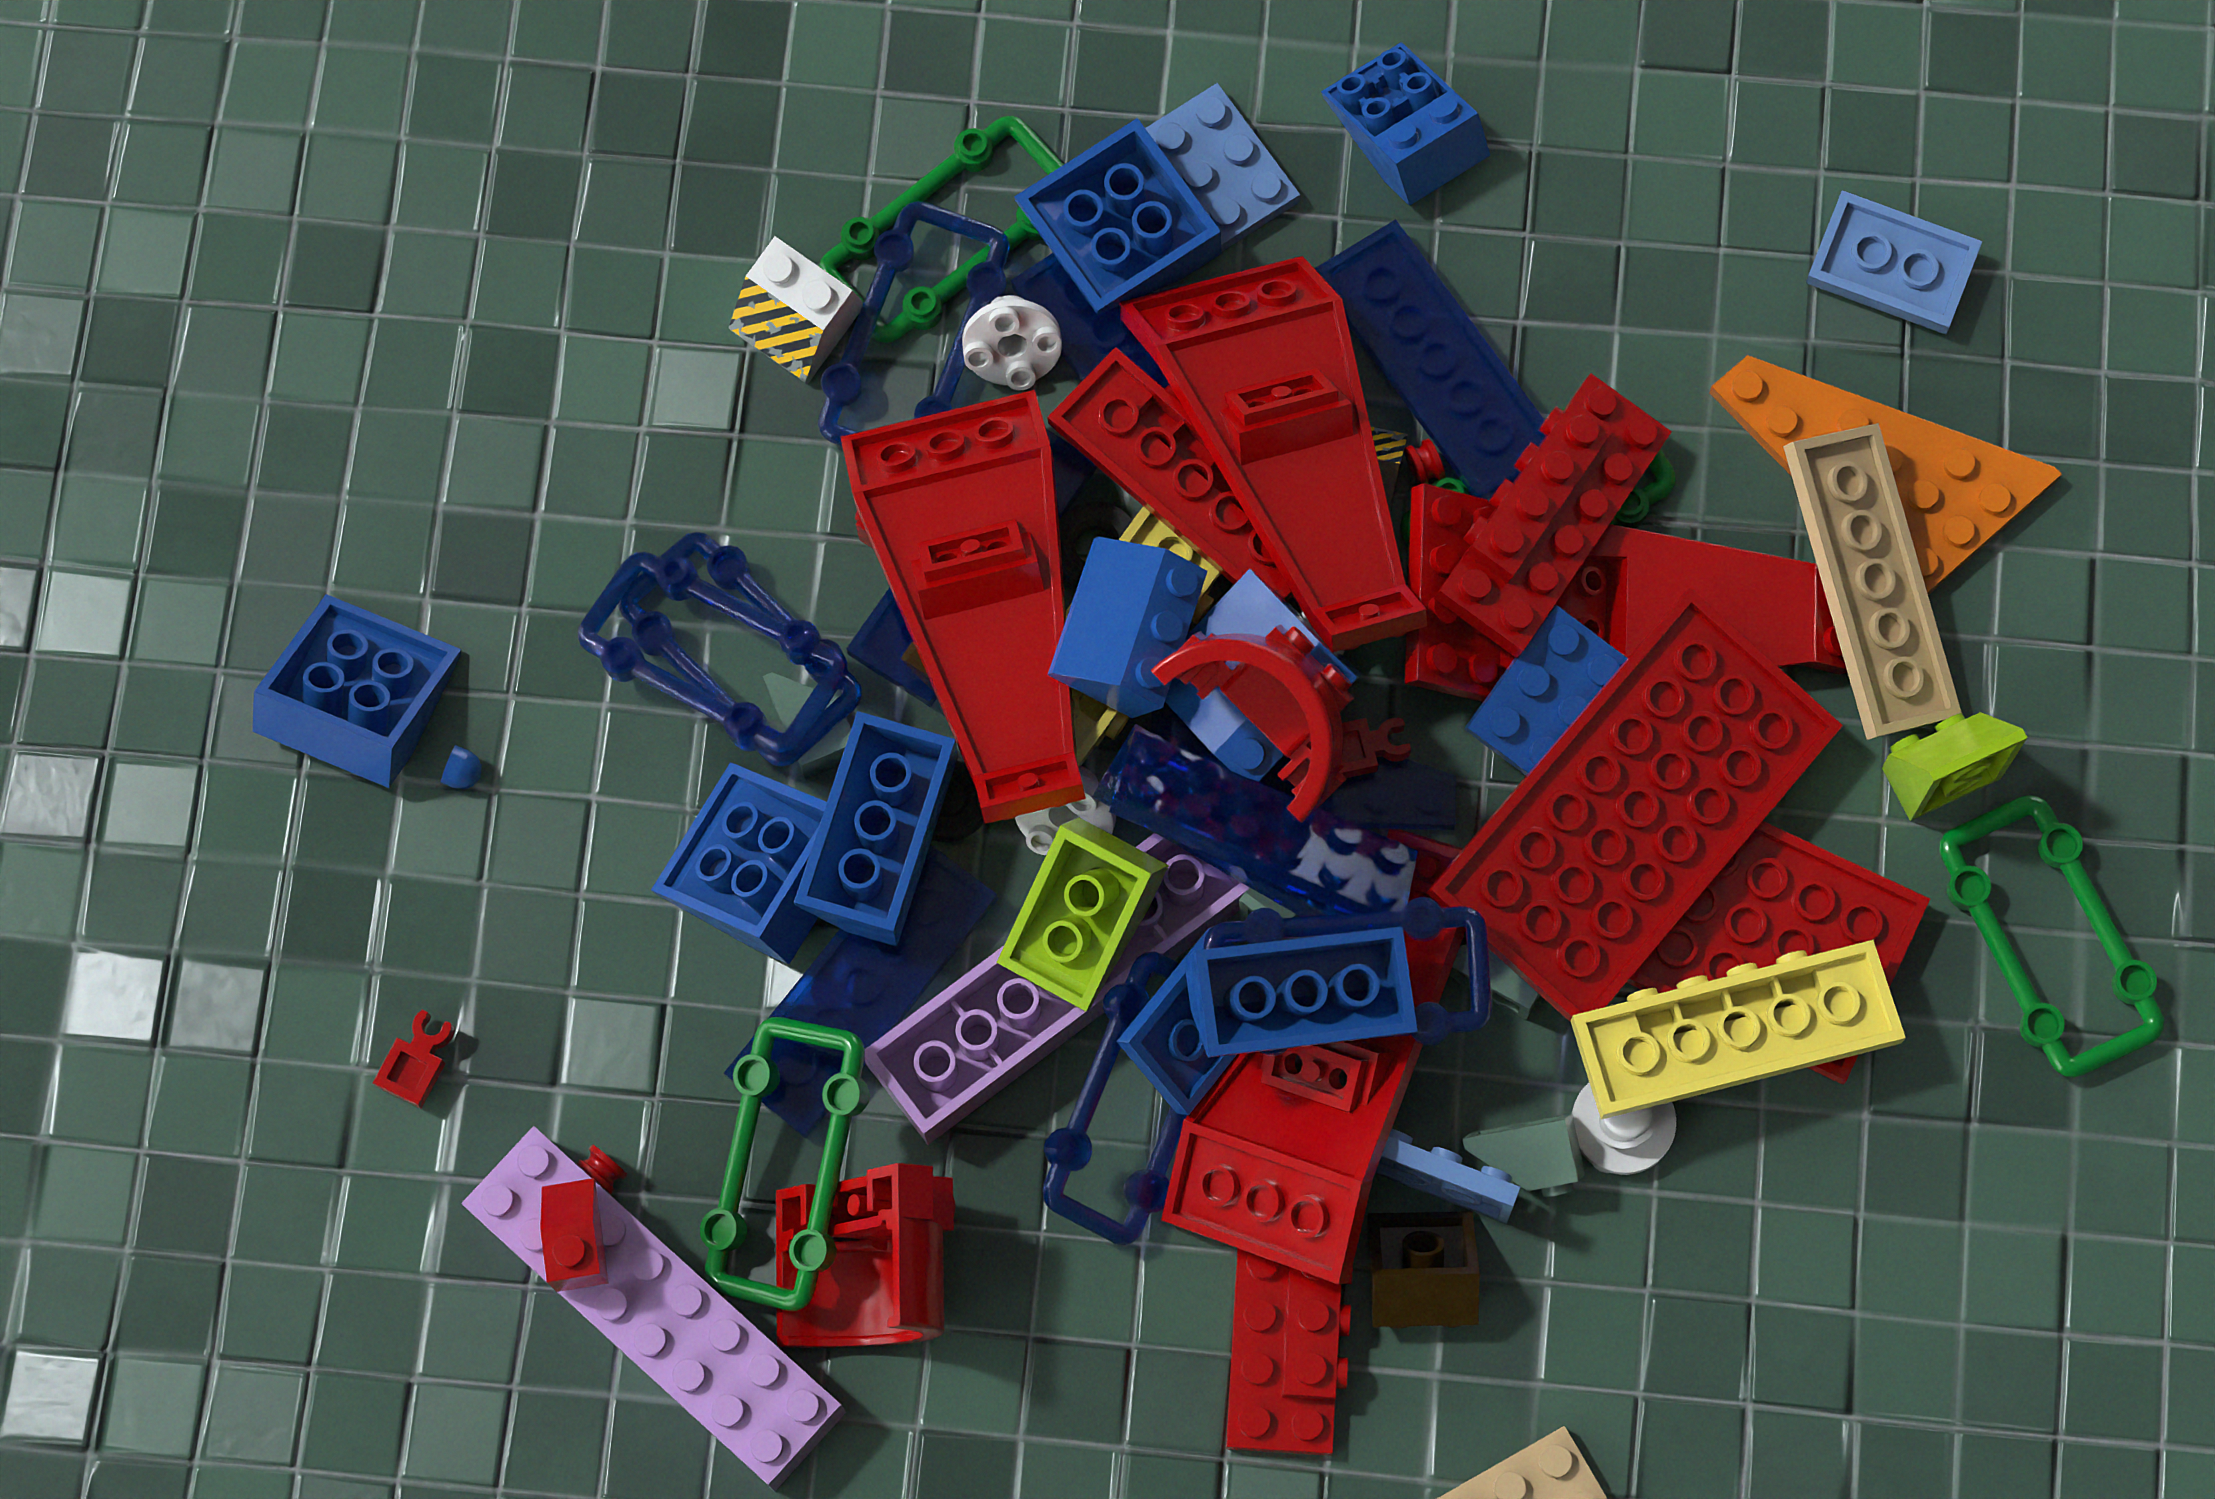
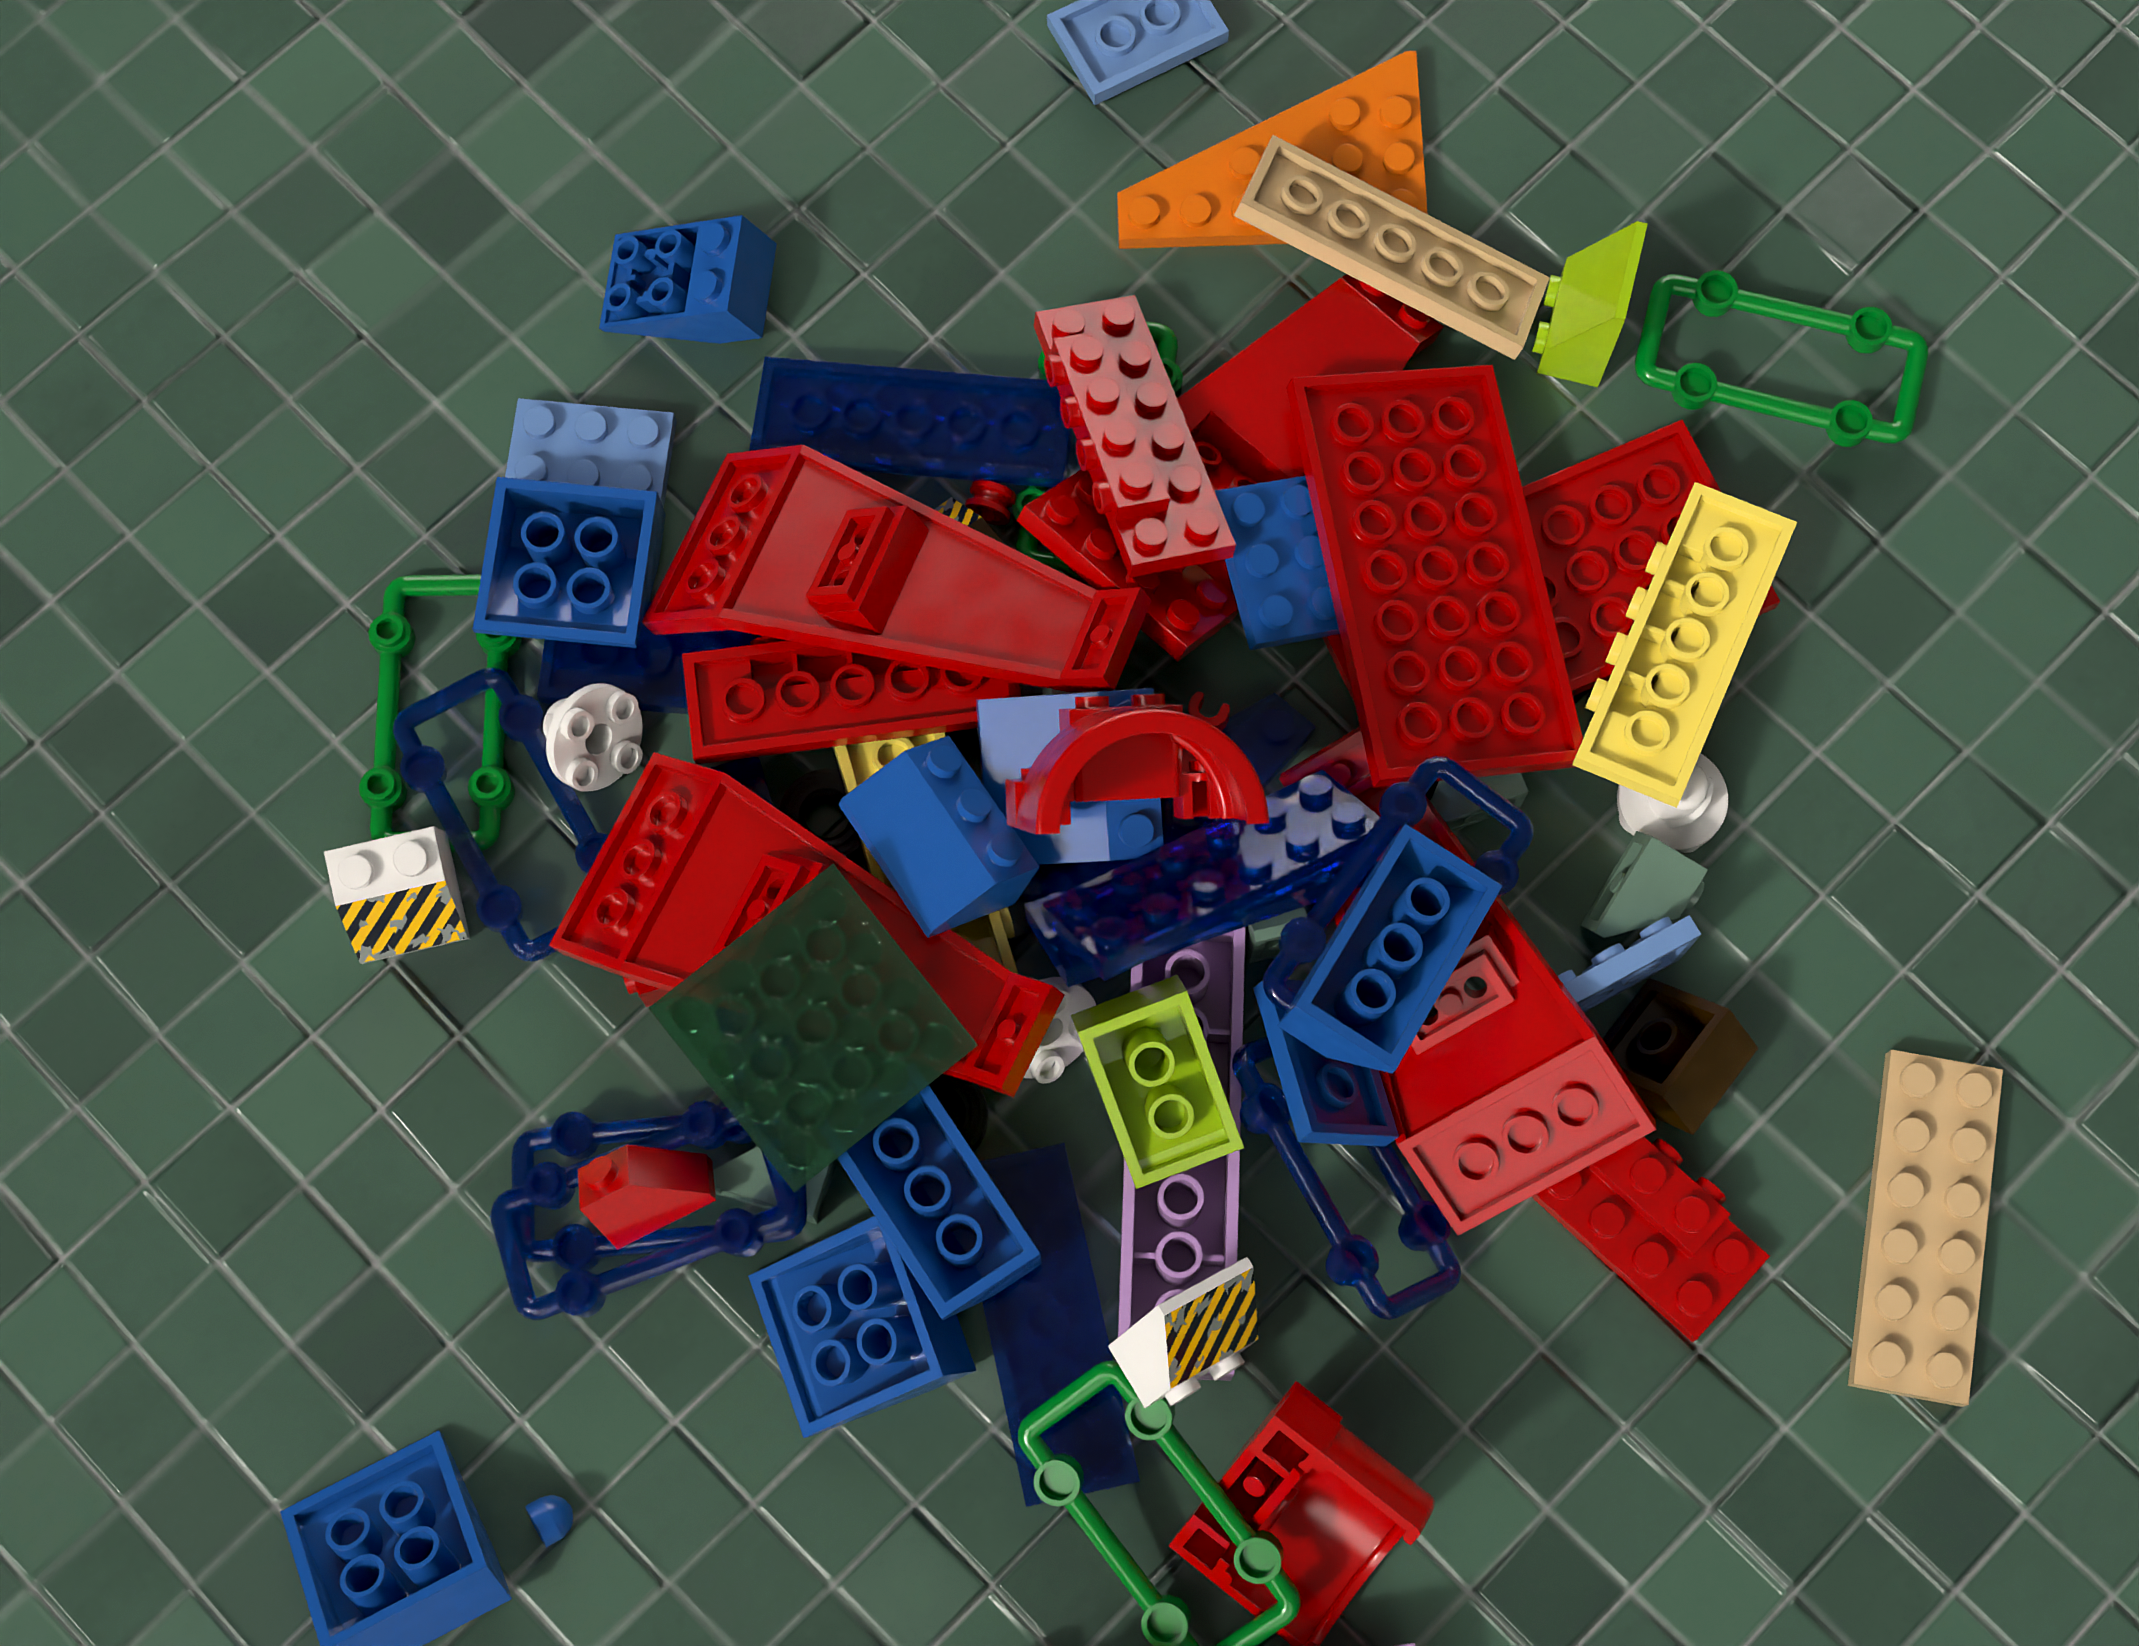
camera: 55 degrees left, 0 degrees up
(722, 639) = (643, 1190): none -> red slope
(915, 1073) = (1191, 1336): none -> slope
(916, 649) = (813, 1027): none -> clear green plate

